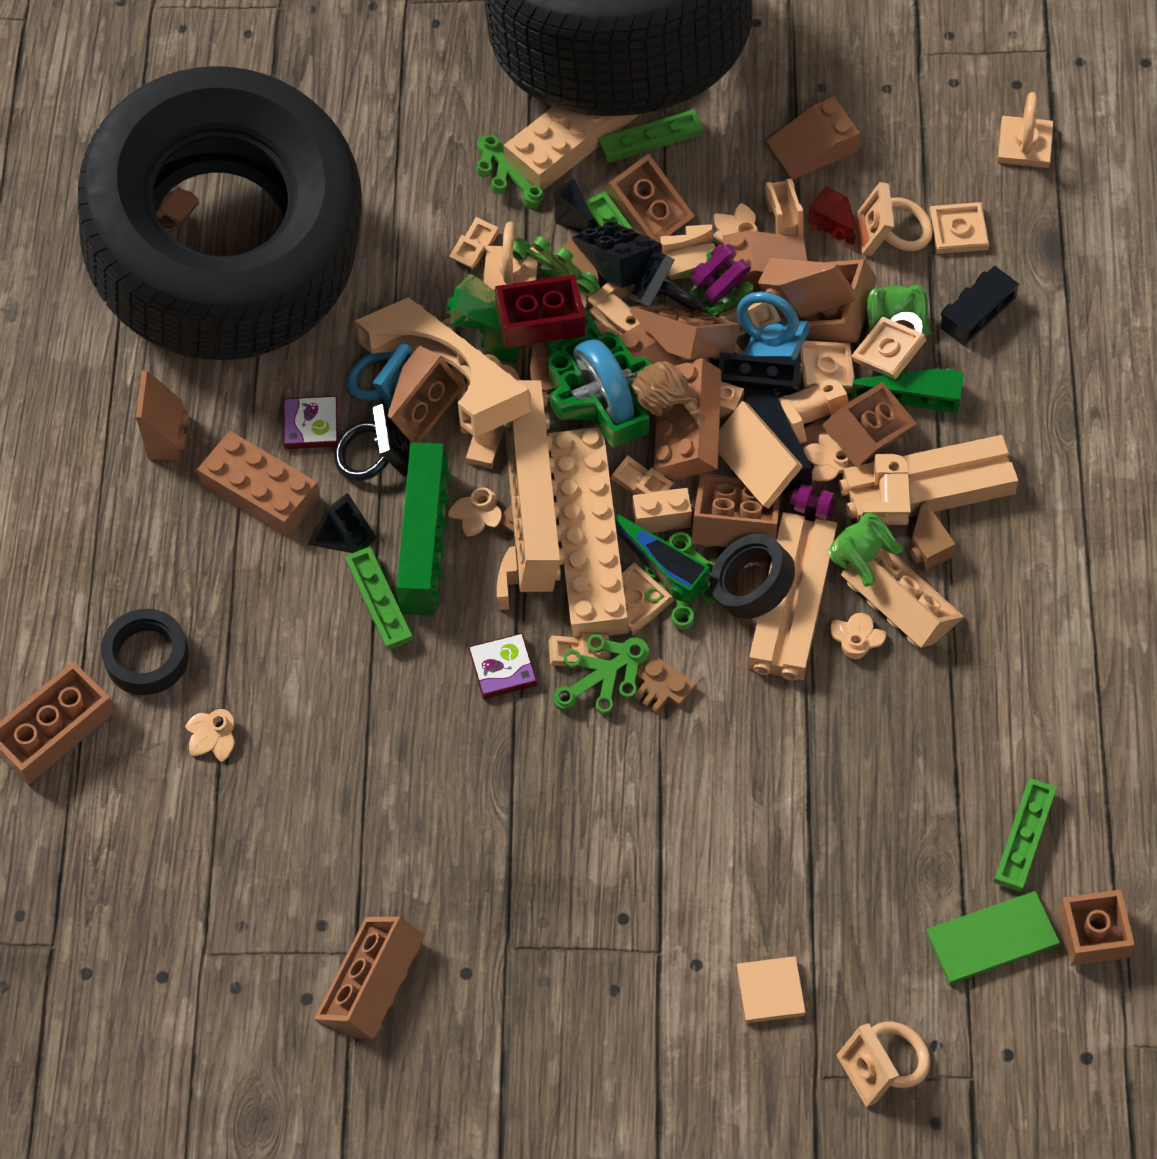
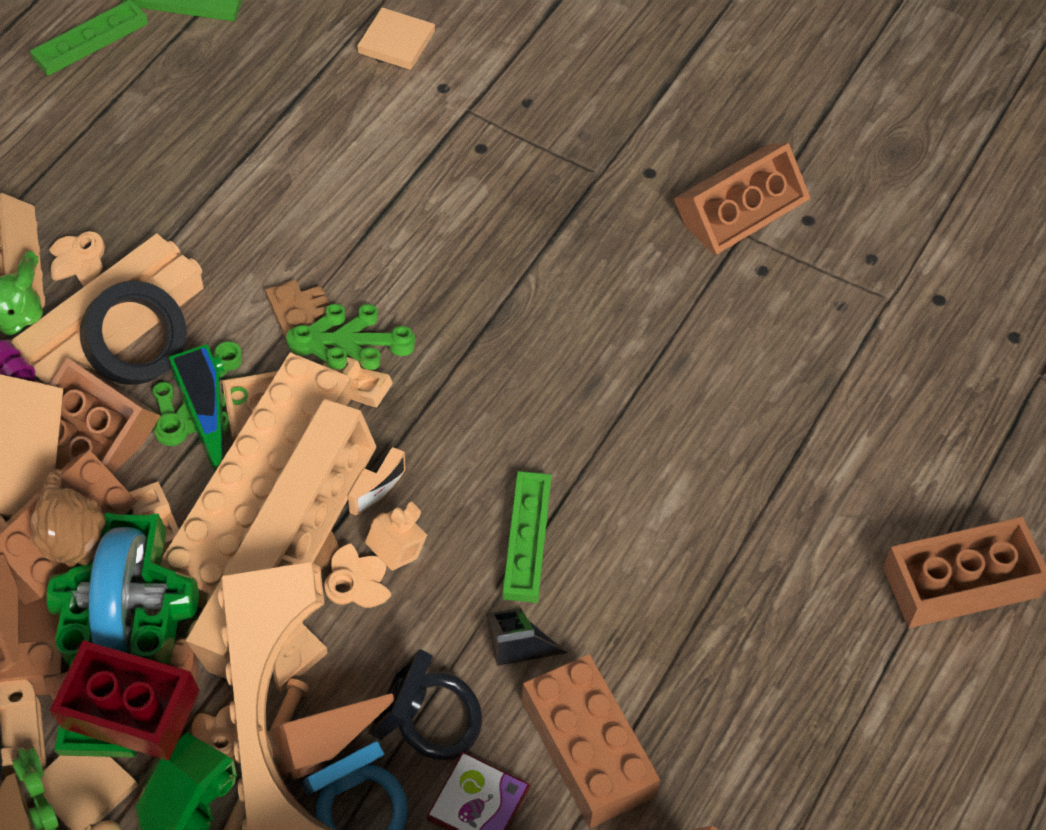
camera: 155 degrees left, 5 degrees down
(136, 622) = (829, 571): black tyre -> none
(209, 737) = (786, 488): light nougat plate -> none
(423, 529) = (432, 569): green brick -> none
(466, 543) = (396, 536): none -> light nougat brick
(502, 666) = (441, 405): tile -> none
(663, 510) = (163, 460): light nougat brick -> none

